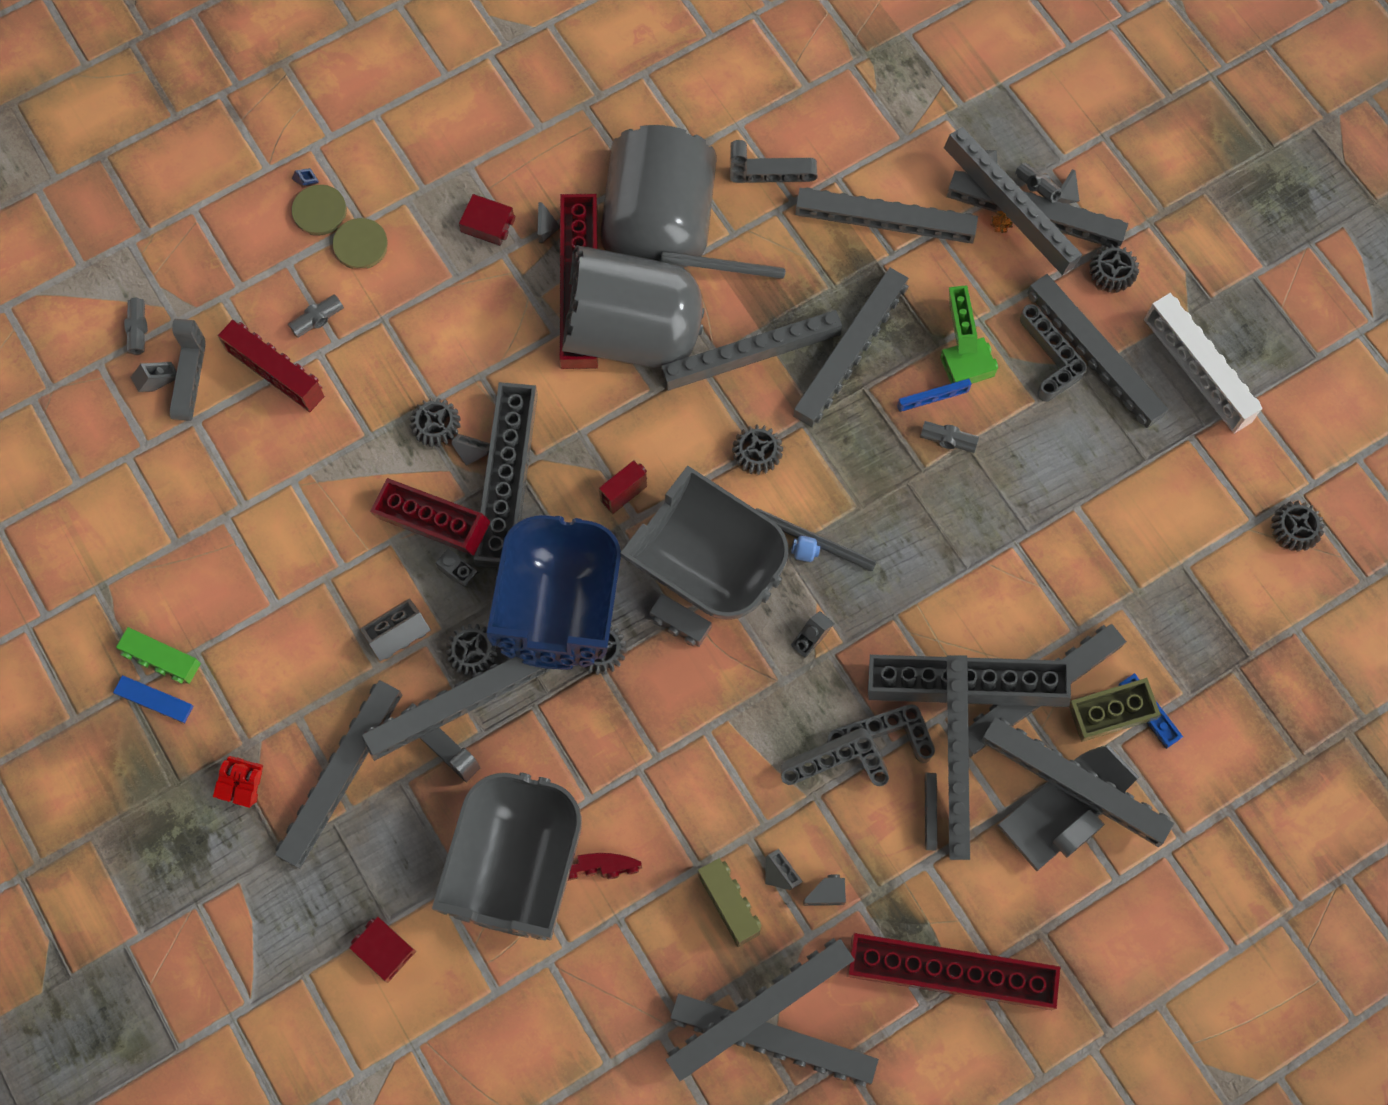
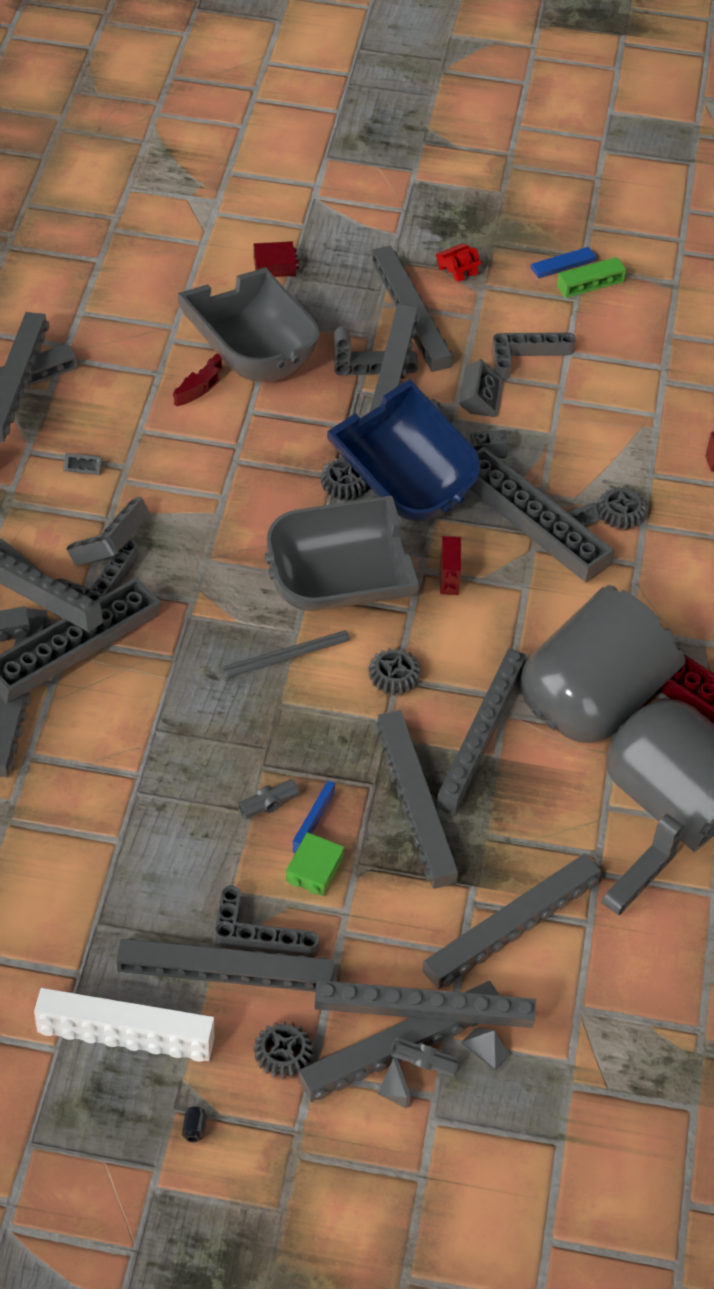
camera: 130 degrees right, 20 degrees down
(305, 638) = (528, 344): none -> dark grey beam
(430, 516) = (542, 444): dark red brick -> none
(724, 265) = (575, 765): dark grey axle -> none
(728, 901) = (97, 415): olive brick -> none
(805, 548) = (283, 637): medium blue head -> none
(812, 633) = (217, 595): dark grey slope -> none
(828, 892) = (39, 472): dark grey slope -> none
(963, 319) = (353, 876): bright green brick -> none
(1211, 274) = (194, 1124): none -> black brick

